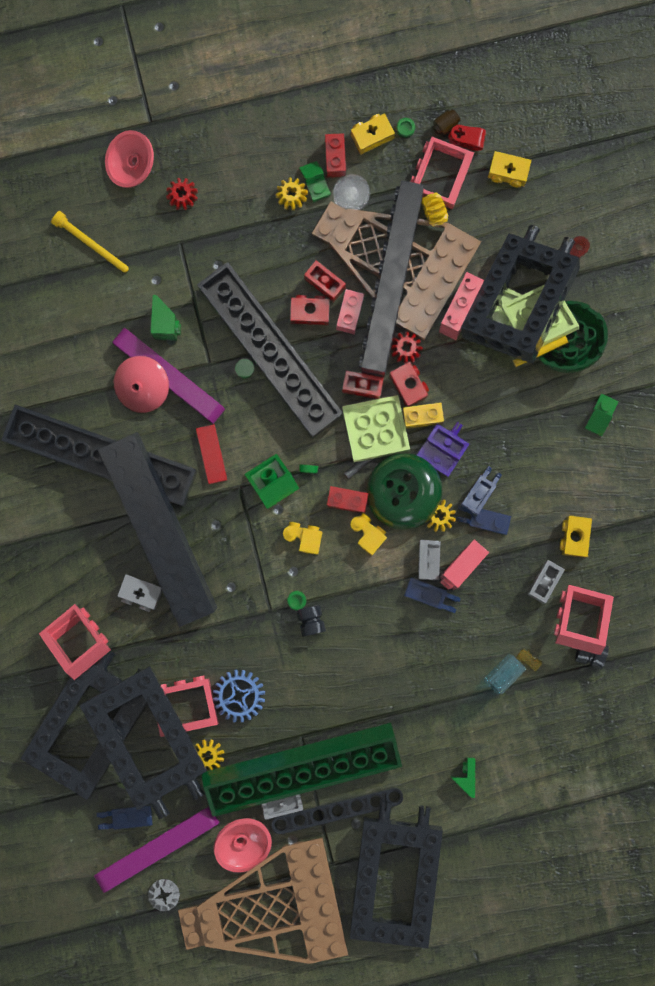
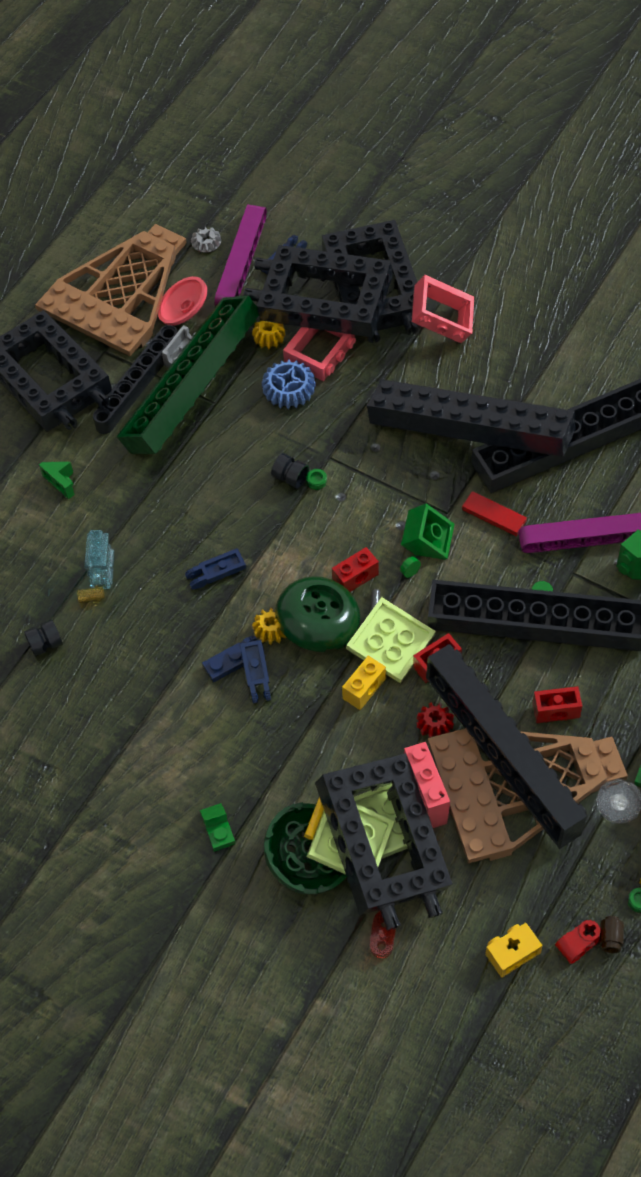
camera: 140 degrees right, 25 degrees down
(131, 585) = (440, 376): light grey brick -> none
(149, 377) = (602, 505): coral dish -> none
(309, 538) = (355, 523): yellow brick -> none
(319, 317) = (548, 665): brick -> none
(350, 311) = (512, 701): coral brick -> none
(372, 536) = (308, 565): yellow brick -> none
(409, 396) = (393, 687): brick -> none
(429, 560) = (245, 589): light grey hinge -> none
(434, 209) = (535, 839): yellow gear -> none
(444, 448) = (320, 676): dark purple plate -> none
(451, 150) = (588, 877): coral window -> none
(463, 565) = (212, 596): coral window -> none
(545, 581) = (133, 652): light grey brick -> none
(575, 640) = (53, 659): coral window -> none
(583, 528) = (147, 721): yellow brick -> none

